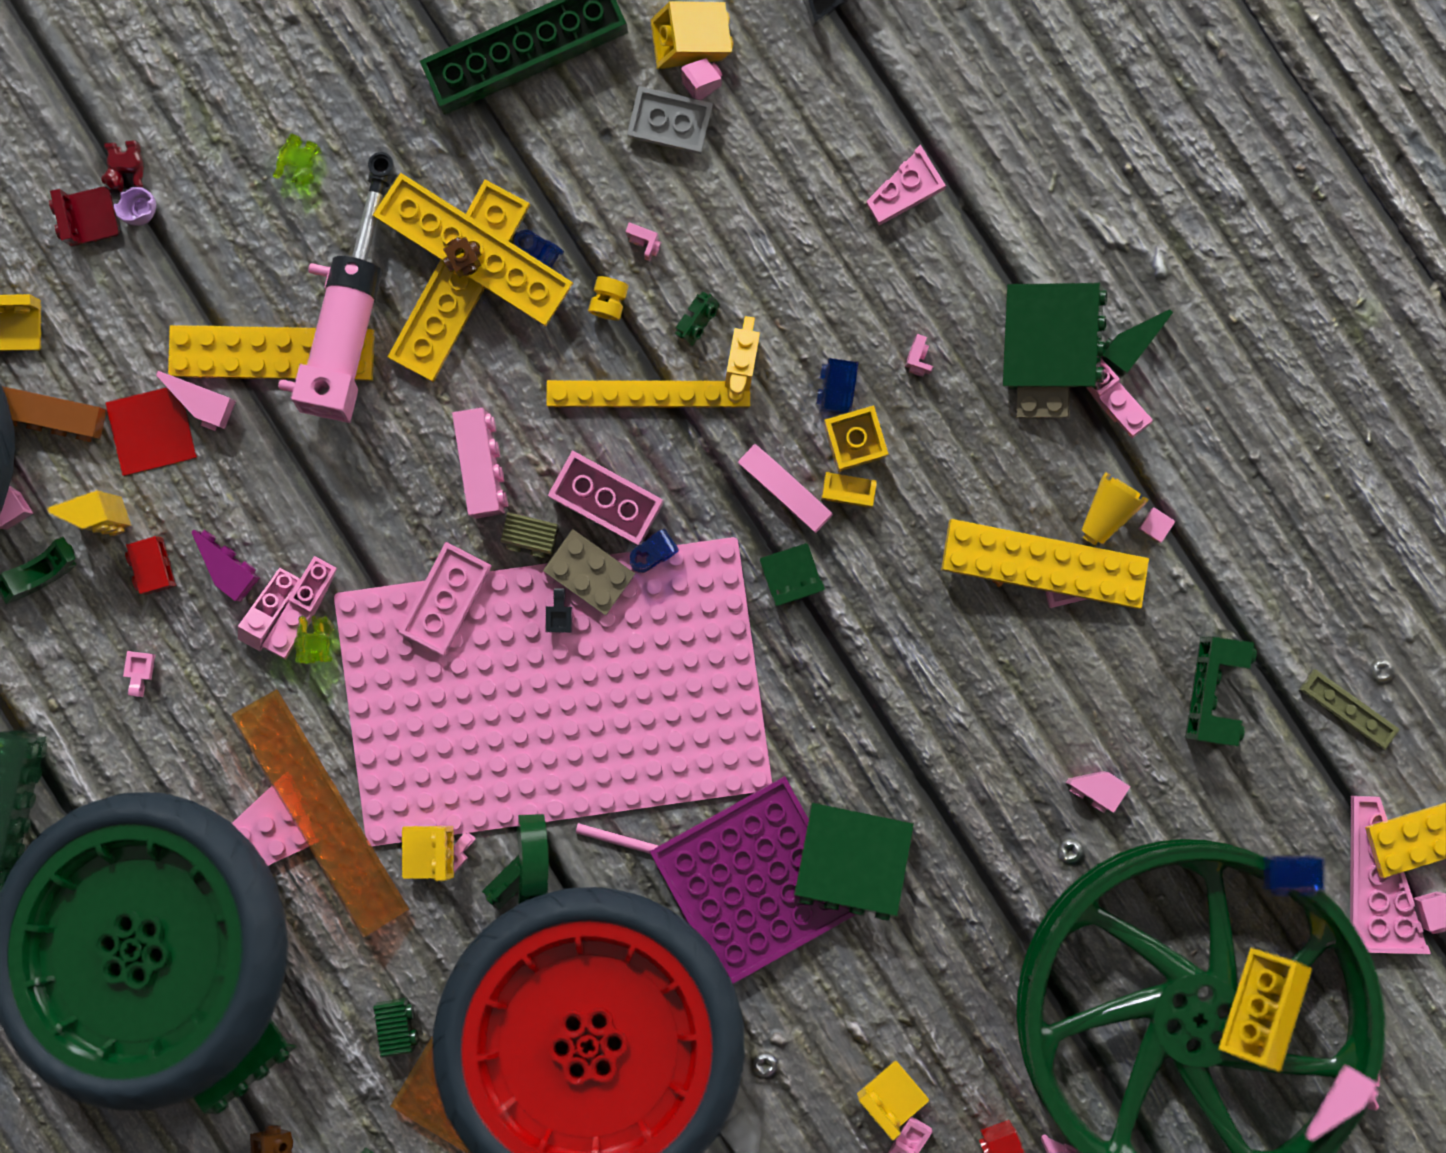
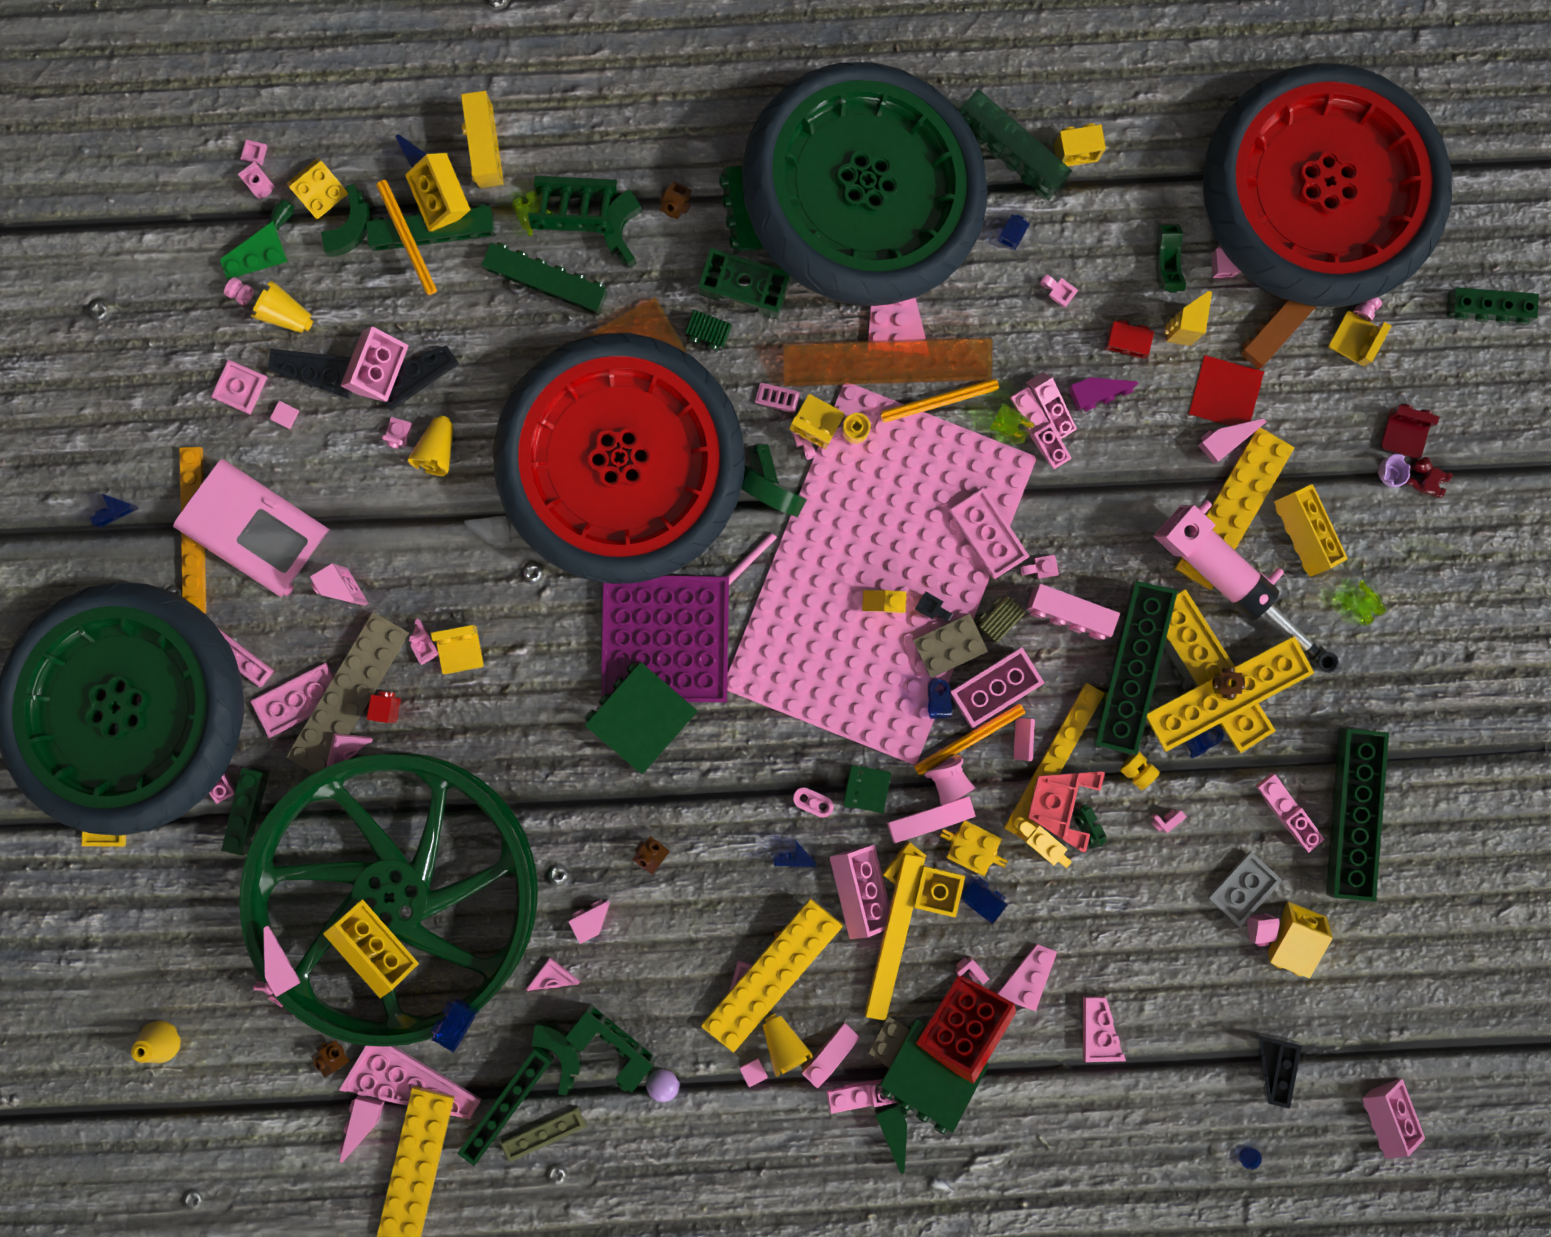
camera: 110 degrees right, 0 degrees up
(101, 756) = (1014, 231): none -> clear blue brick
(250, 259) = (1310, 530): none -> yellow slope
(317, 990) = (764, 292): none -> dark green plate
(331, 732) = (939, 400): none -> light orange axle
(411, 806) = (856, 428): none -> yellow wheel
(414, 903) = (788, 392): none -> bright pink slope
(448, 520) = (1043, 567): none -> bright pink plate
(475, 317) = (1178, 667): none -> clear smoke hinge
(500, 364) = (1135, 667): none -> dark green brick
(563, 117) = (1289, 812): none -> bright pink slope
(581, 669) = (884, 601): none -> yellow slope
(644, 438) = (1024, 739): none -> bright pink slope
(677, 495) = (969, 739): none -> light orange axle
(690, 369) = (1055, 800): none -> coral wing
(732, 491) = (950, 780): none -> bright pink hat
(789, 426) = (973, 848): none -> yellow plate
(838, 623) = (813, 802): none -> bright pink plate
(892, 291) = (1029, 979): none -> bright pink wing
(903, 518) = (861, 891): none -> bright pink slope
(904, 602) = (801, 858): none -> clear blue slope
(929, 458) = (894, 936): none -> yellow tile
(981, 328) = (967, 1027): none -> red slope
(993, 765) = (650, 854): none -> reddish brown brick
(1093, 454) = (830, 1055): none -> bright pink slope
(1180, 796) = (552, 976): none -> bright pink tile
(1226, 612) = (662, 1085): none -> lavender hair
(1245, 759) = (553, 1038): none -> dark green arch
(1343, 767) = (505, 1105): none -> dark green brick
(1403, 984) = (329, 1058): none -> reddish brown brick

